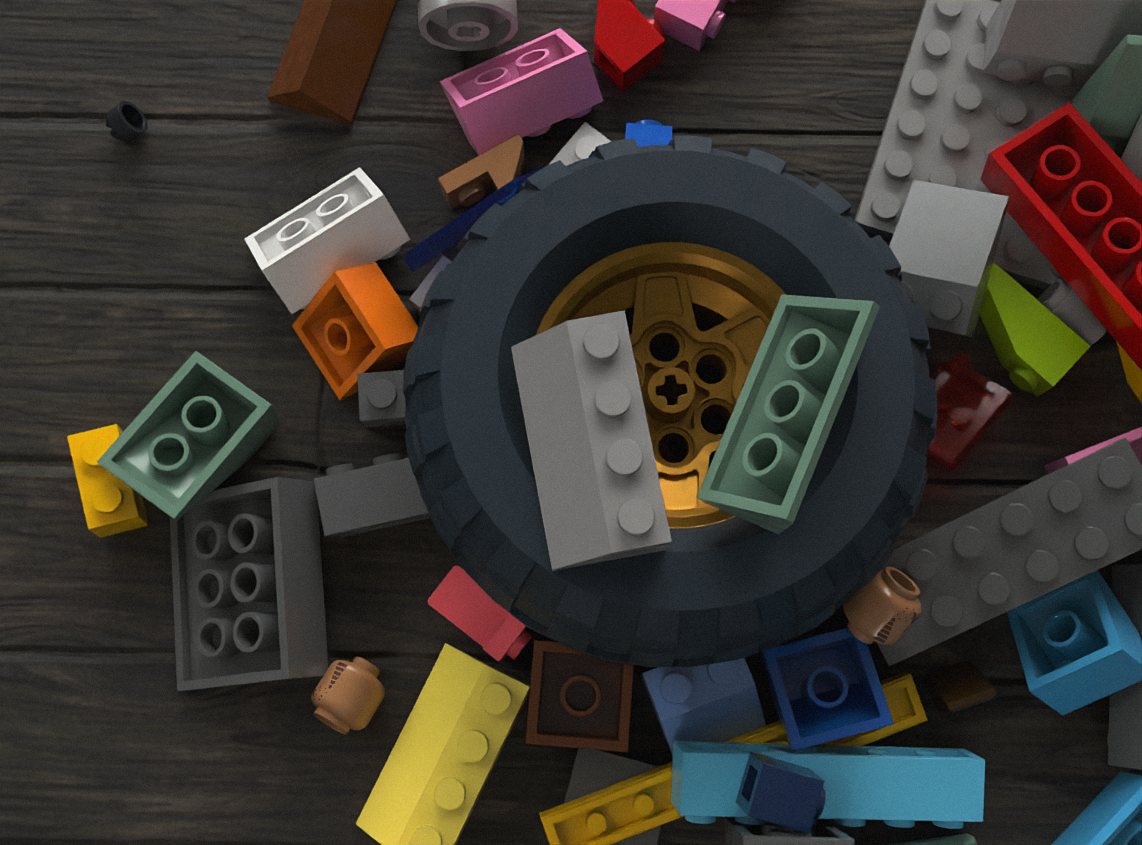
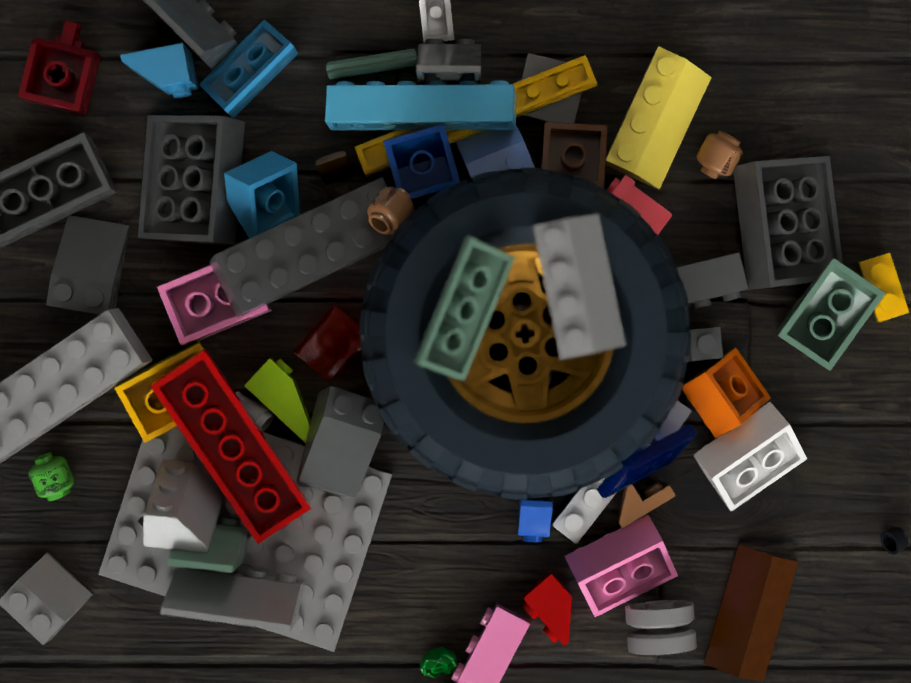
camera: 170 degrees right, 10 degrees up
(781, 792) = (454, 98): dark blue brick -> none

